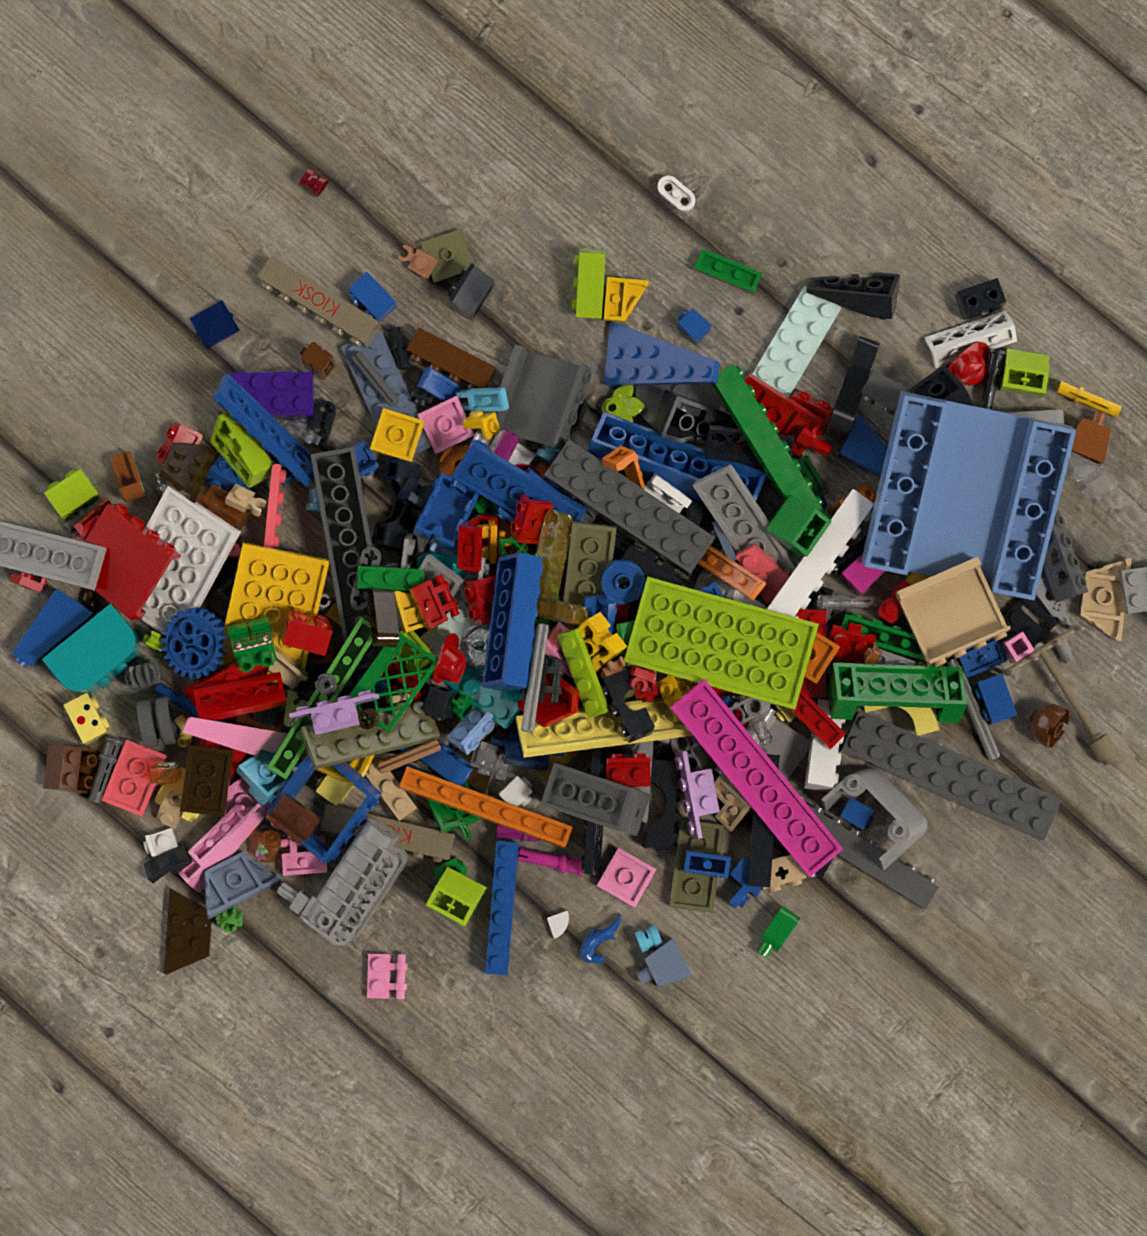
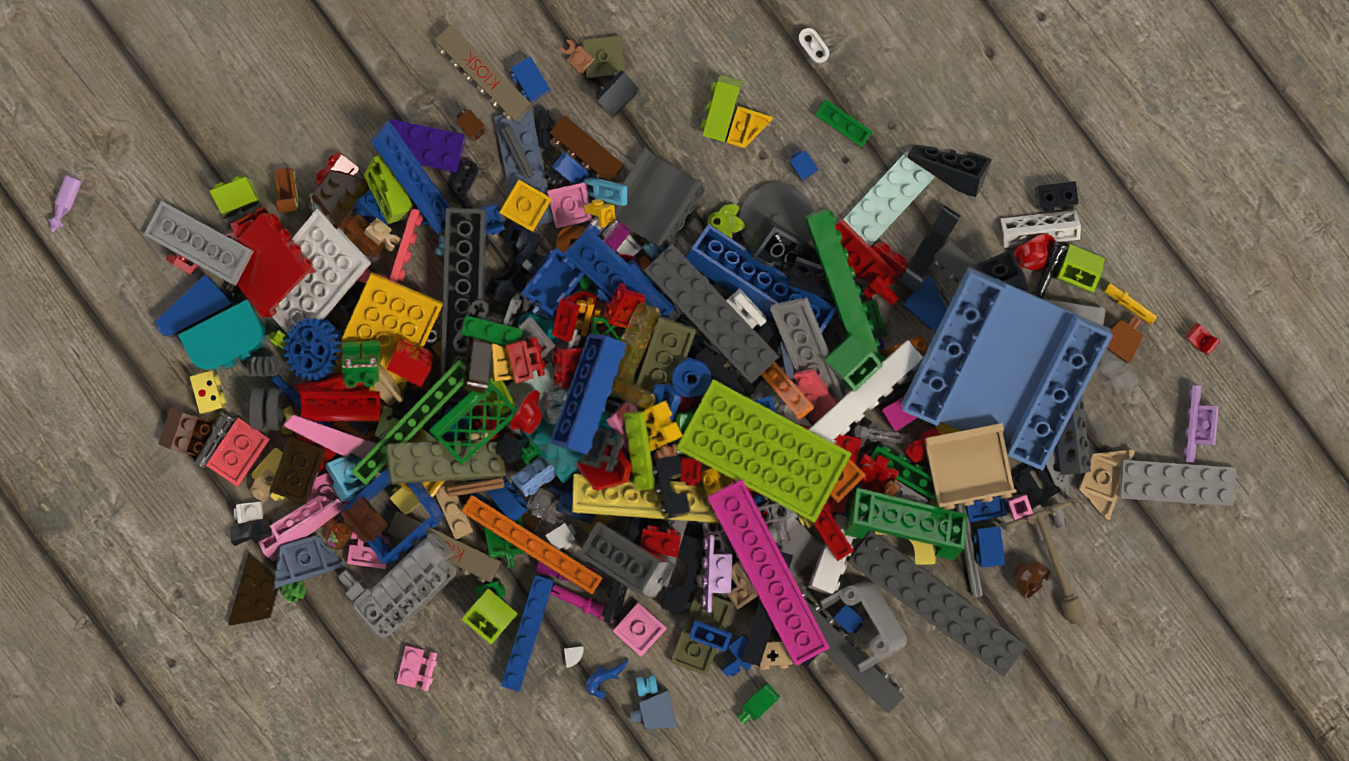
camera: 15 degrees right, 5 degrees up
(164, 773) = (263, 454): clear orange brick -> none
(214, 324) = (389, 73): clear blue piece -> none
(300, 429) = (443, 182): clear plate -> none
(326, 690) = (421, 411): dark grey plate -> none
(334, 716) = (417, 442): lavender bracket -> none
(372, 714) = (441, 452): dark brown bush -> none
(535, 678) = (596, 447): light grey axle -> none
(625, 459) = (715, 272): orange bracket -> none
(641, 675) = (688, 463): red tile -> none
(645, 360) = (756, 188): blue wing -> none

